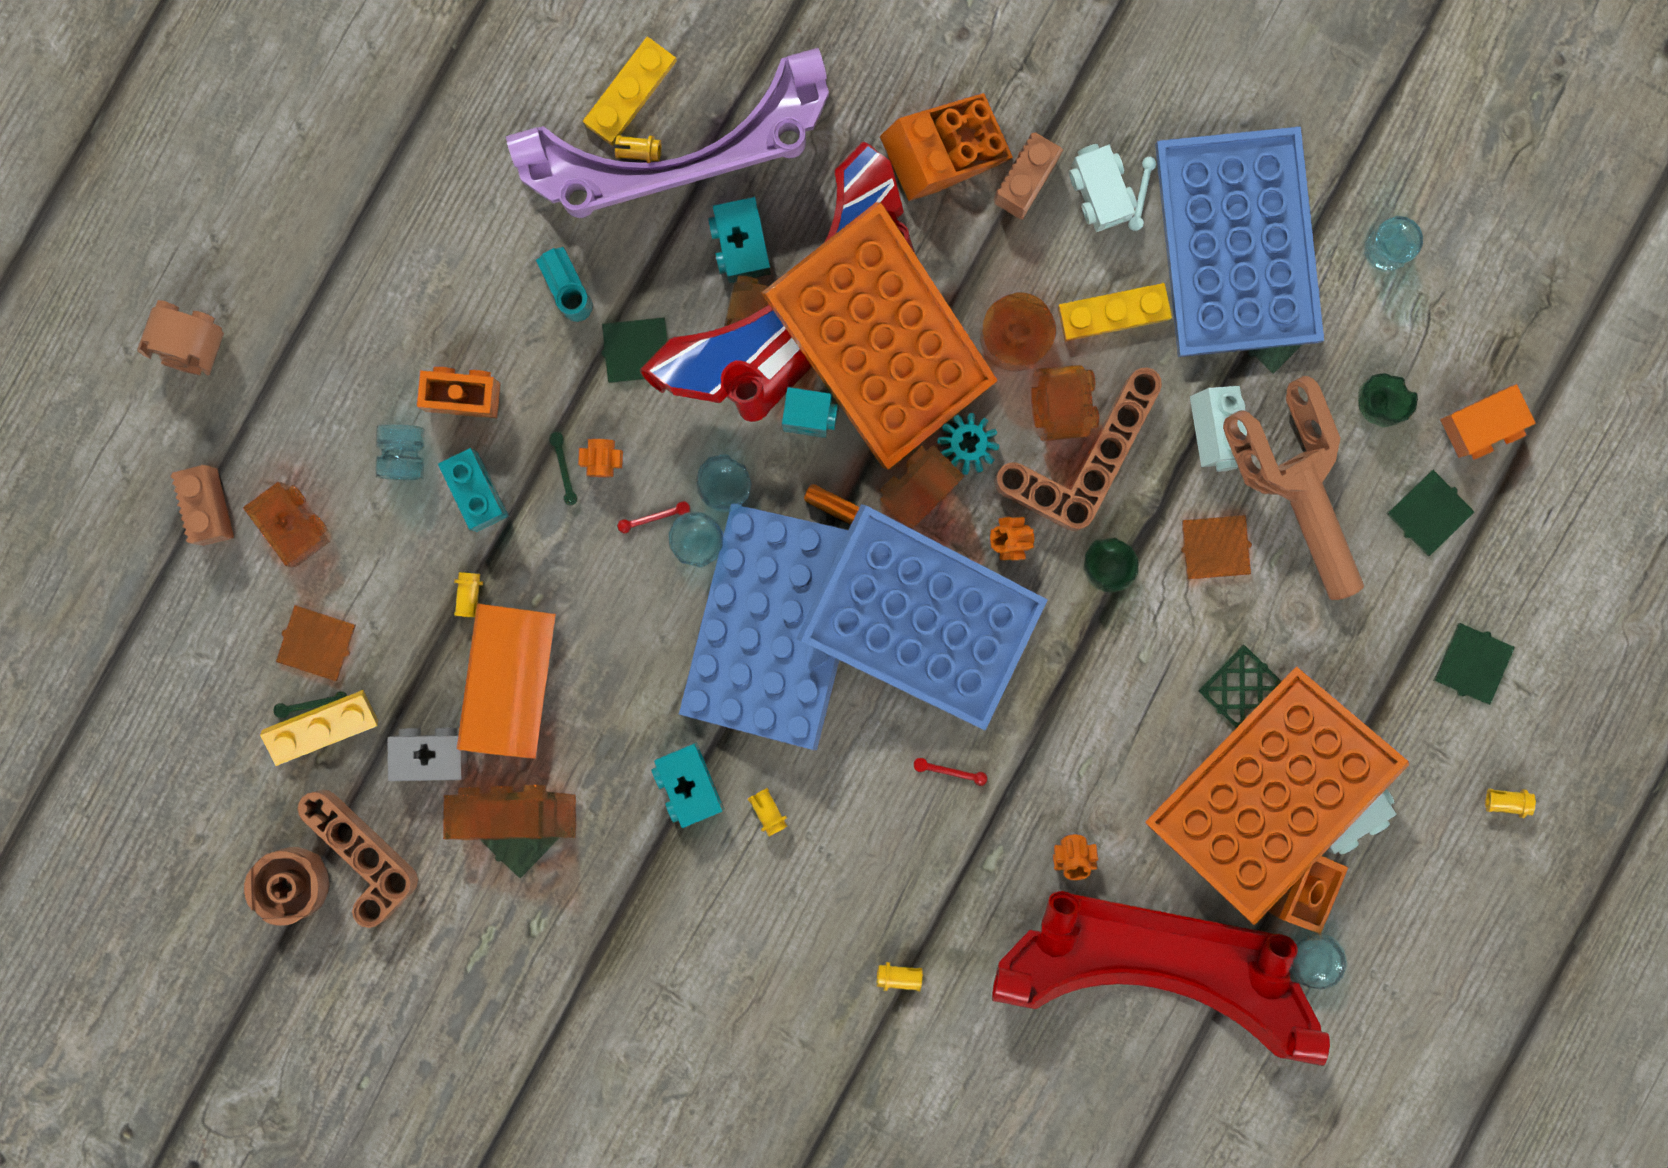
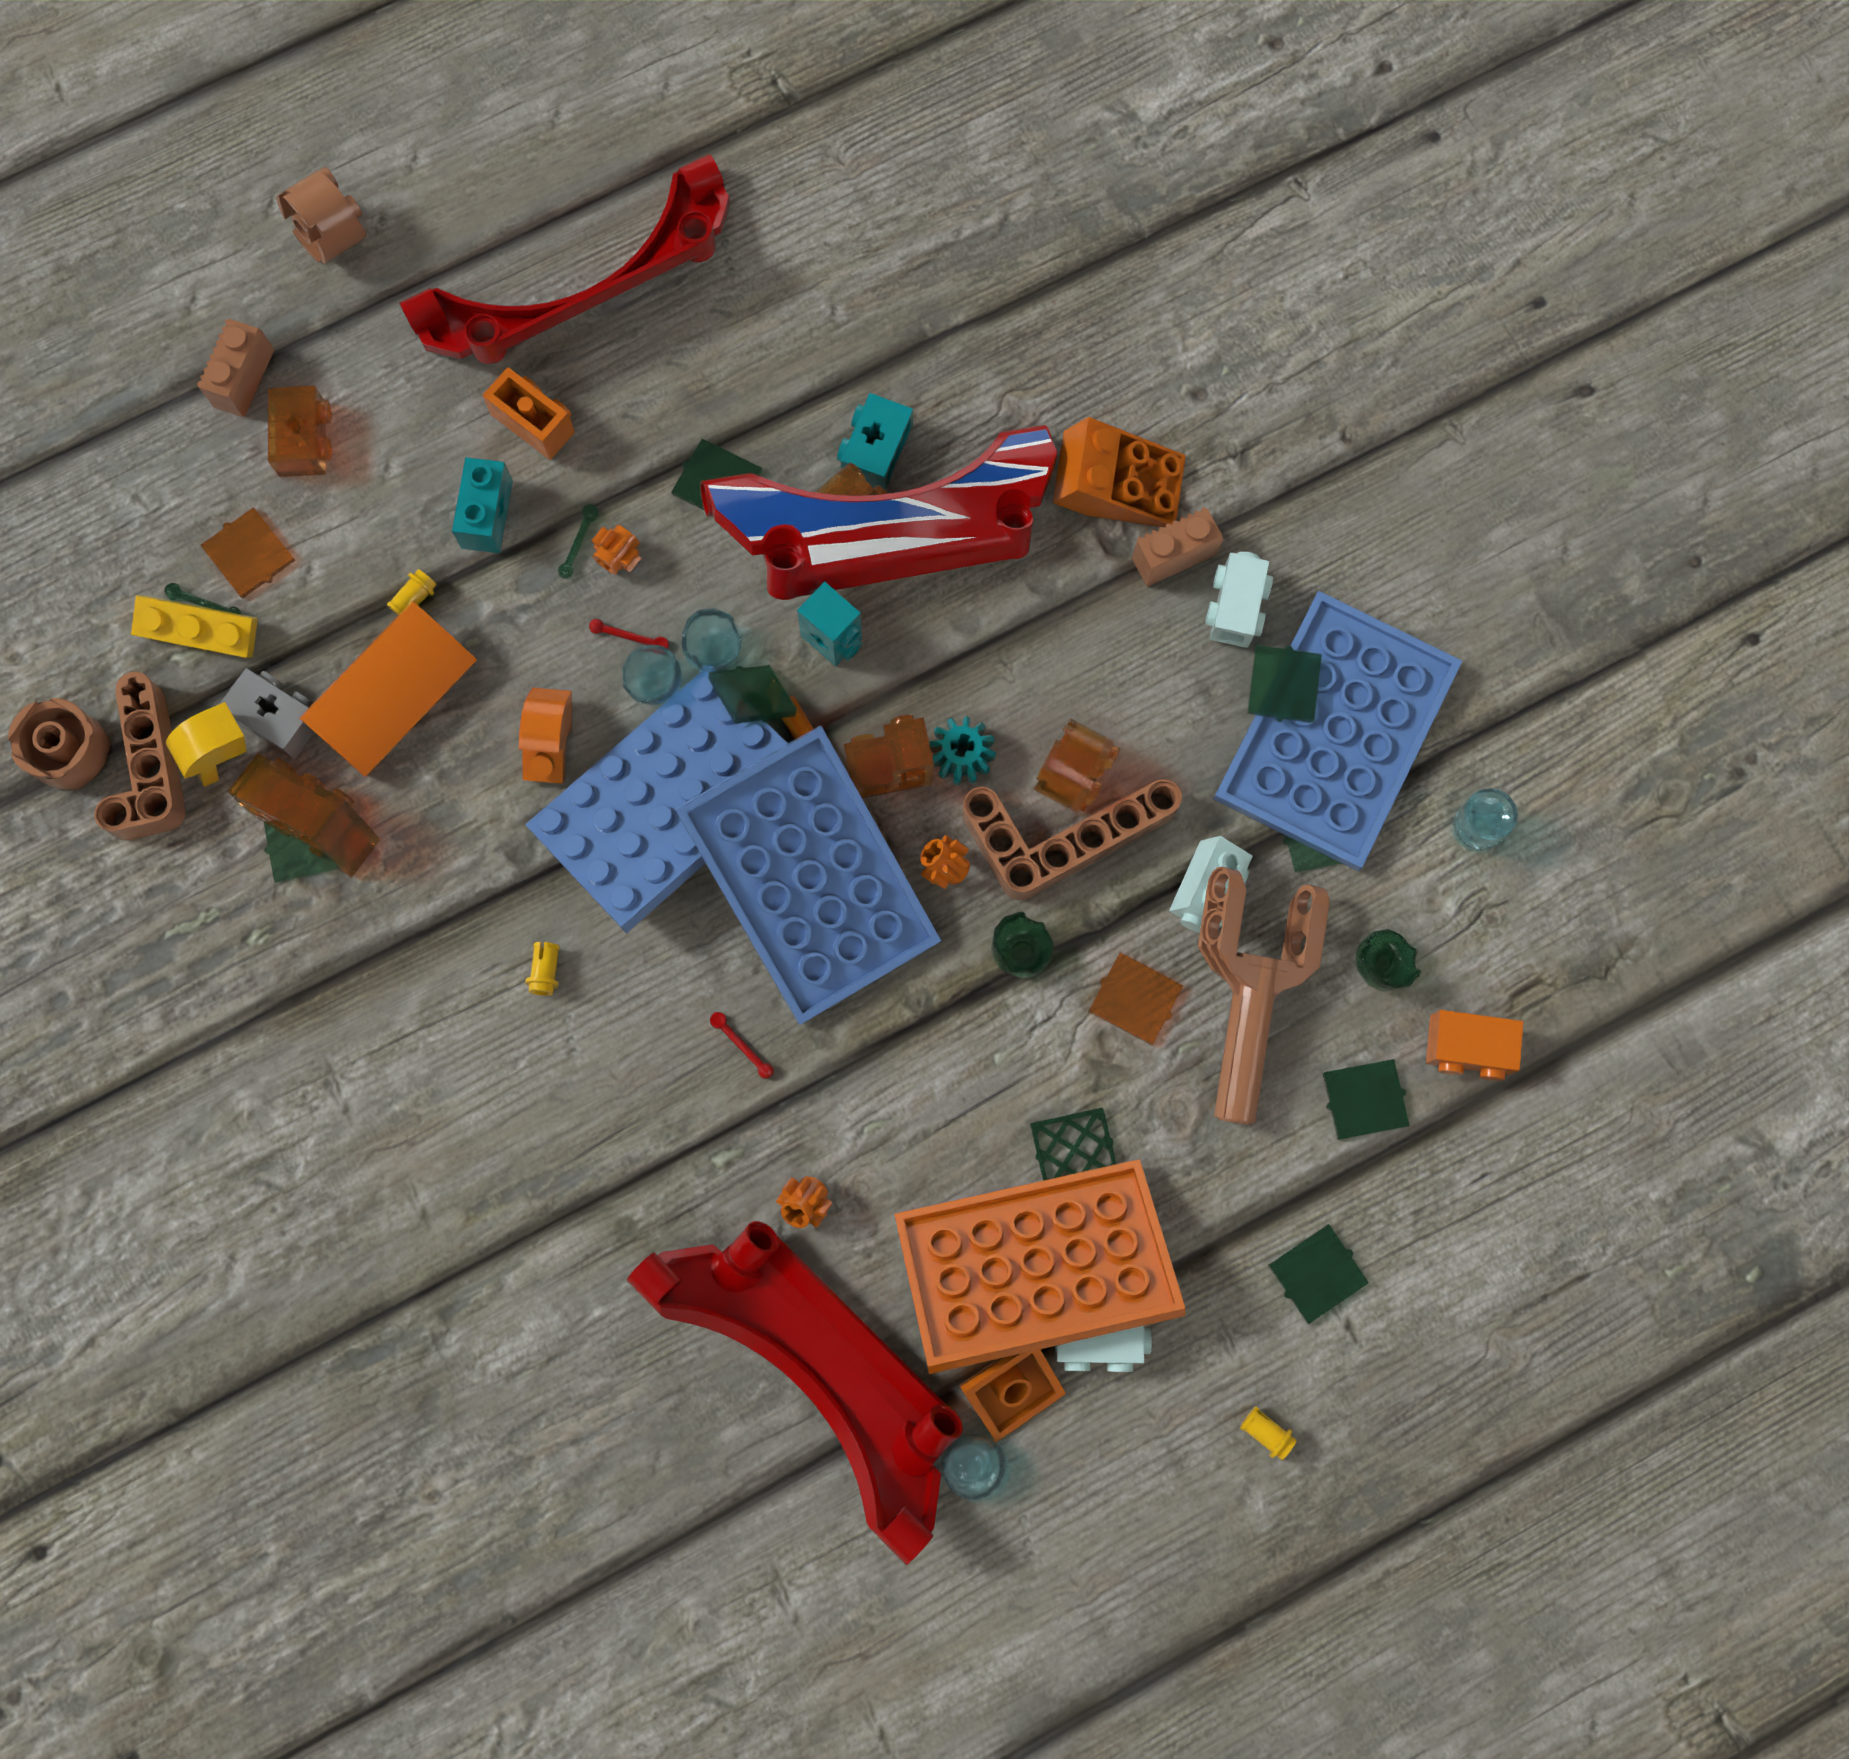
camera: 30 degrees right, 10 degrees down
(401, 814) = (206, 742): none -> yellow brick
(404, 440) = (441, 431): clear light blue wheel -> none
(468, 144) = (459, 326): none -> red panel
(564, 283) = (692, 382): teal piece -> none
(629, 90) = (866, 259): yellow plate -> none
(640, 148) = (845, 314): yellow pin -> none
(647, 636) = (543, 734): none -> orange brick
(704, 798) = (494, 914): teal brick -> none
(783, 505) = (752, 694): none -> clear green piece
(788, 105) = (1003, 354): lavender panel -> none
(880, 335) = (942, 593): orange plate -> none
(899, 977) = (557, 1208): yellow pin -> none
(1036, 324) = (1077, 656): clear orange brick -> none
(1114, 312) = (1179, 721): yellow plate -> none
(1136, 221) = (1297, 610): light aqua hinge -> none
(1178, 233) = (1284, 684): none -> clear green piece

